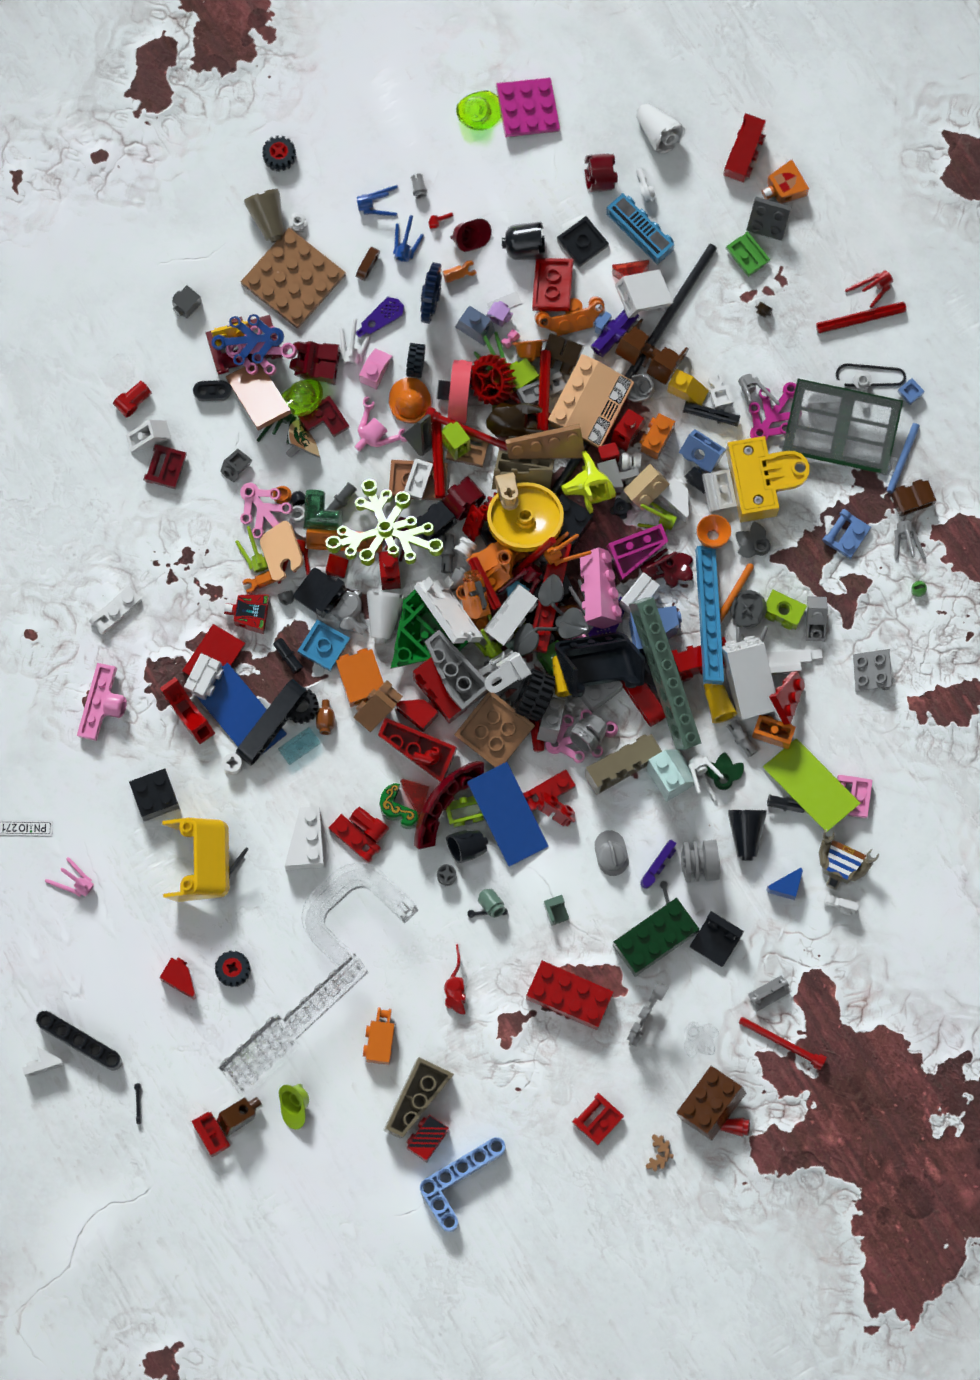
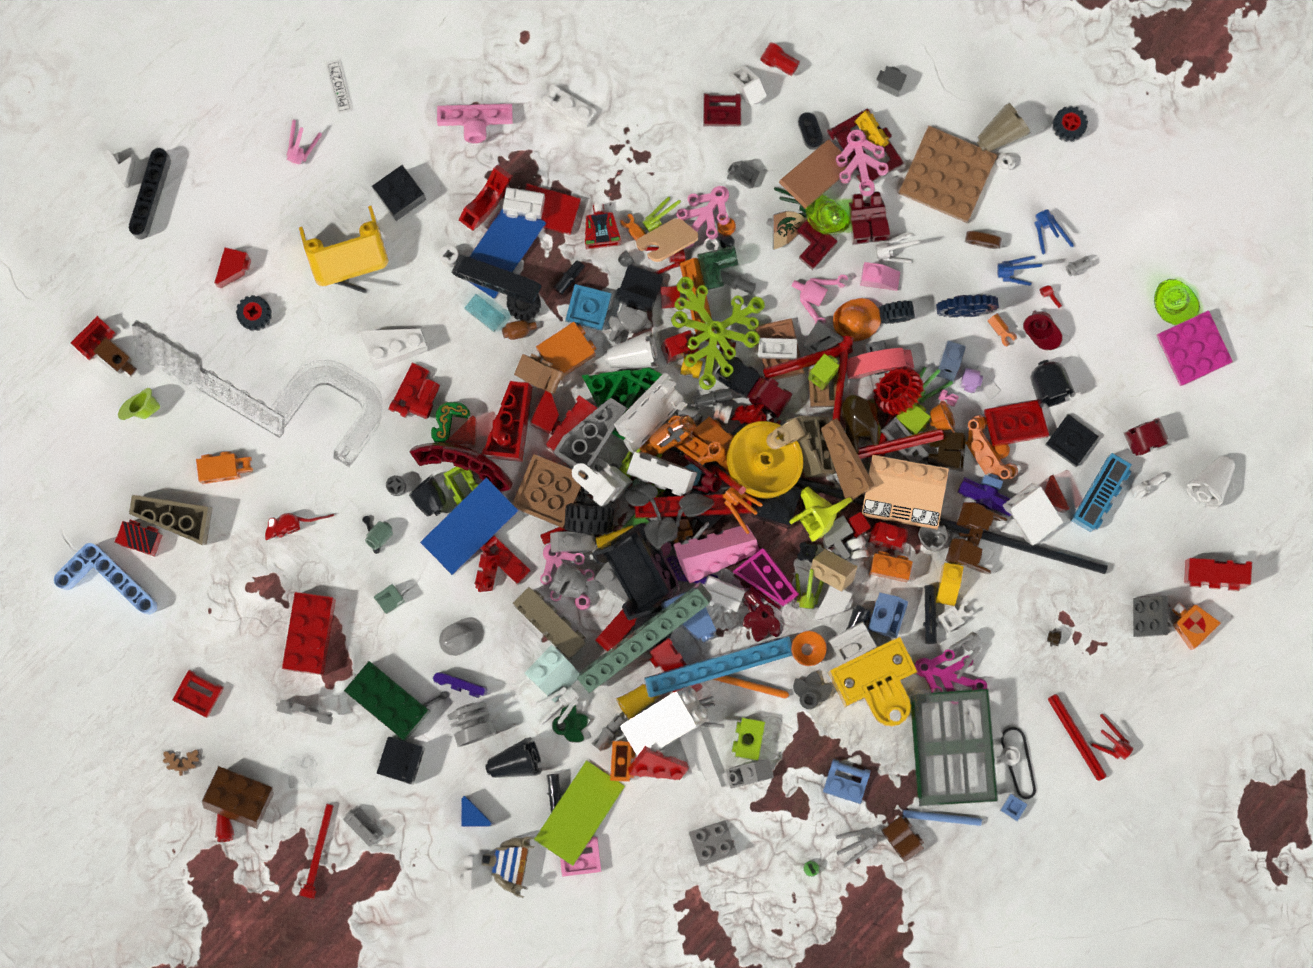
camera: 75 degrees right, 5 degrees up
(137, 1087) = (122, 259): black hinge -> none
(250, 339) = (868, 148): blue plant -> none
(379, 318) = (931, 267): dark purple piece -> none
(412, 569) = (694, 371): none -> yellow wheel
(493, 600) = (675, 451): red axle -> none
(747, 254) = (1108, 606): bright green plate -> none
(748, 609) = (739, 704): dark grey tile -> none

